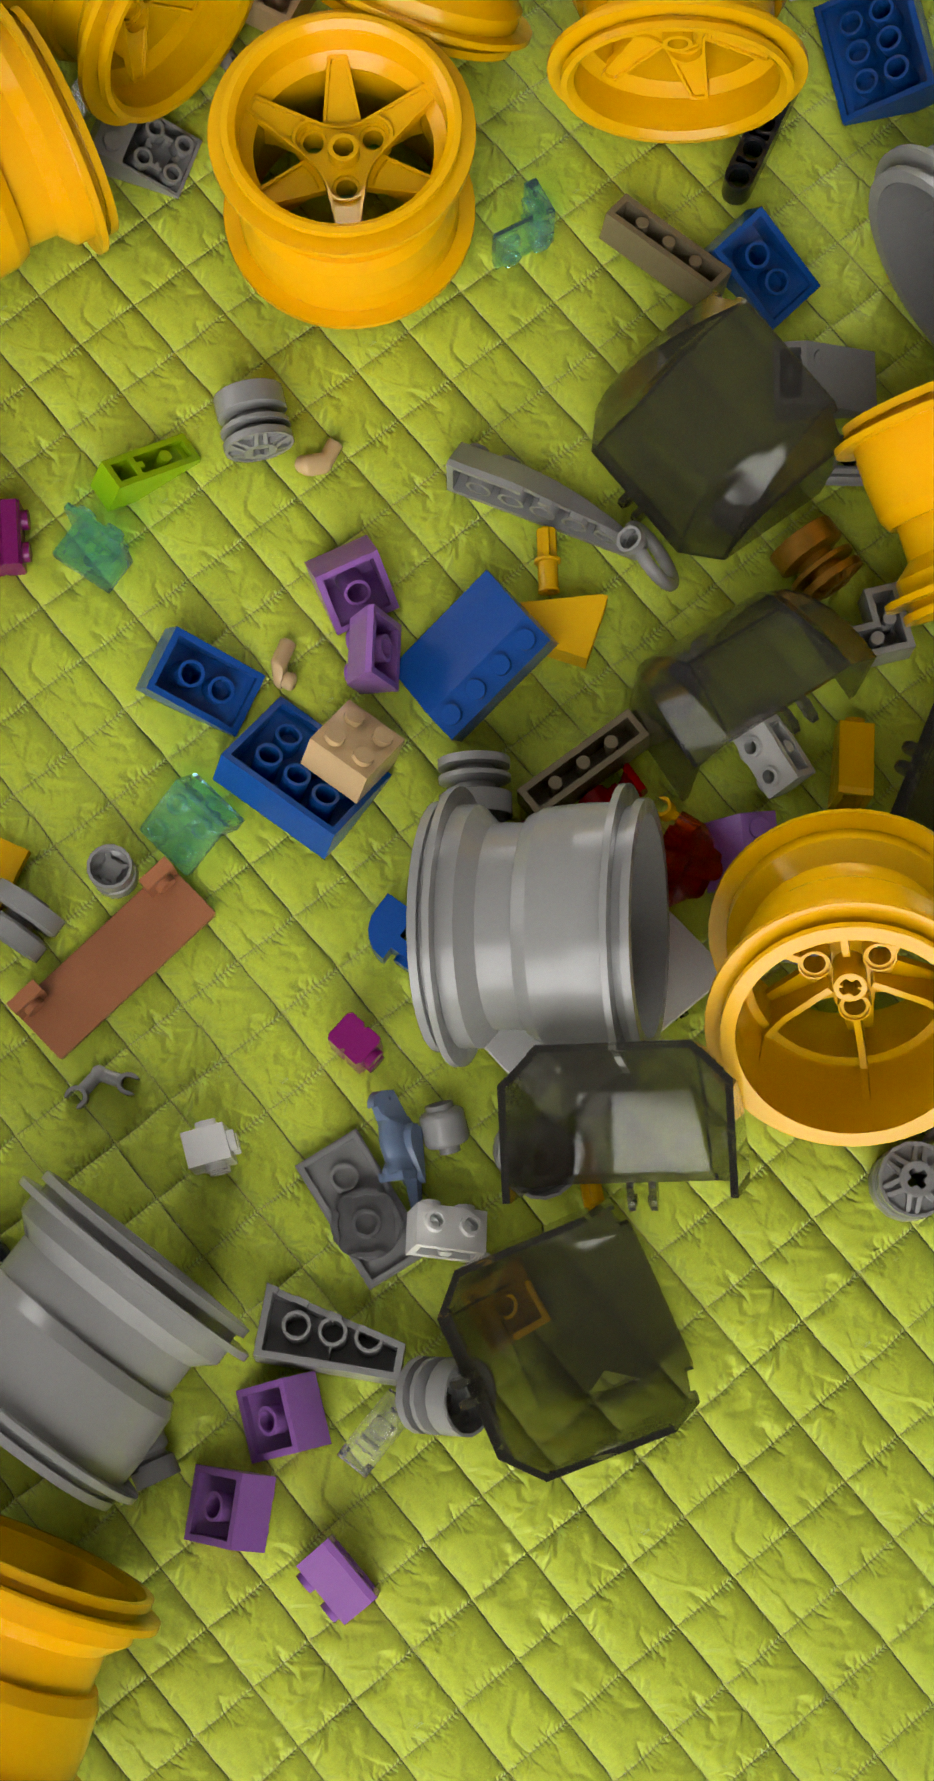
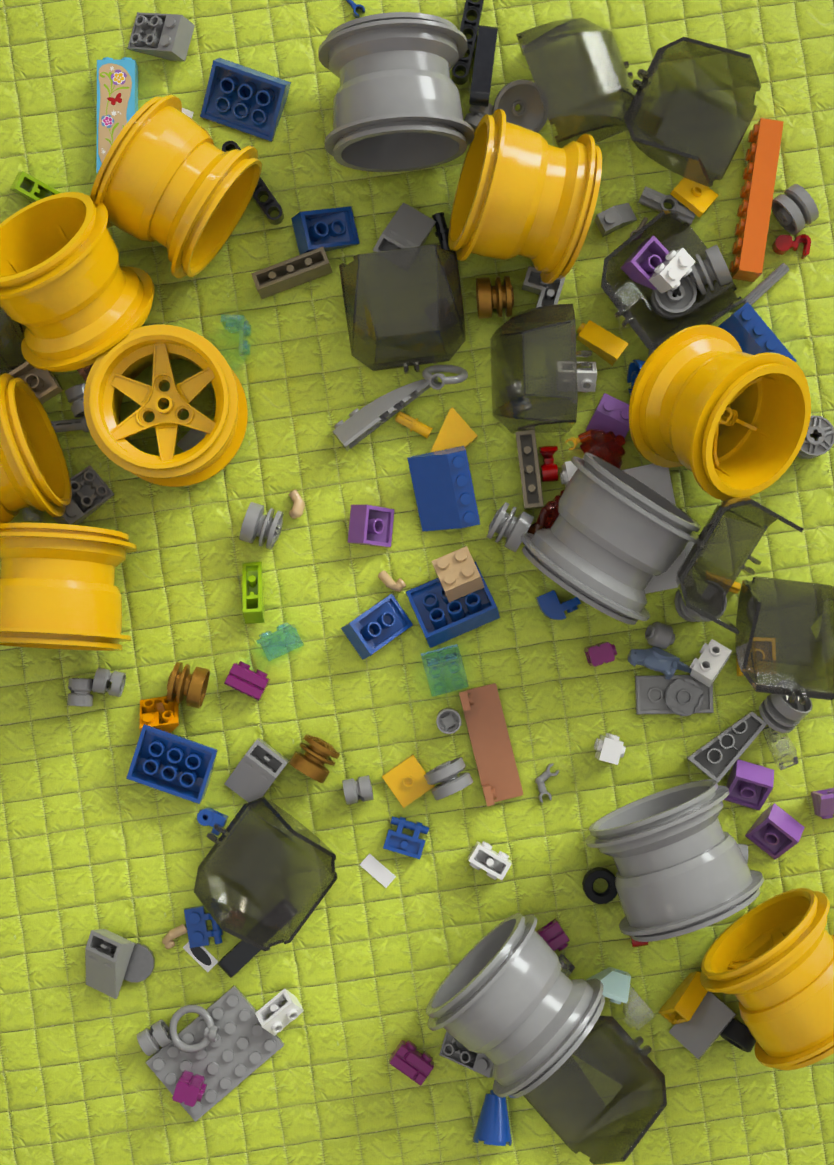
camera: 60 degrees left, 10 degrees up
(373, 652) = (413, 536): medium lavender slope -> none

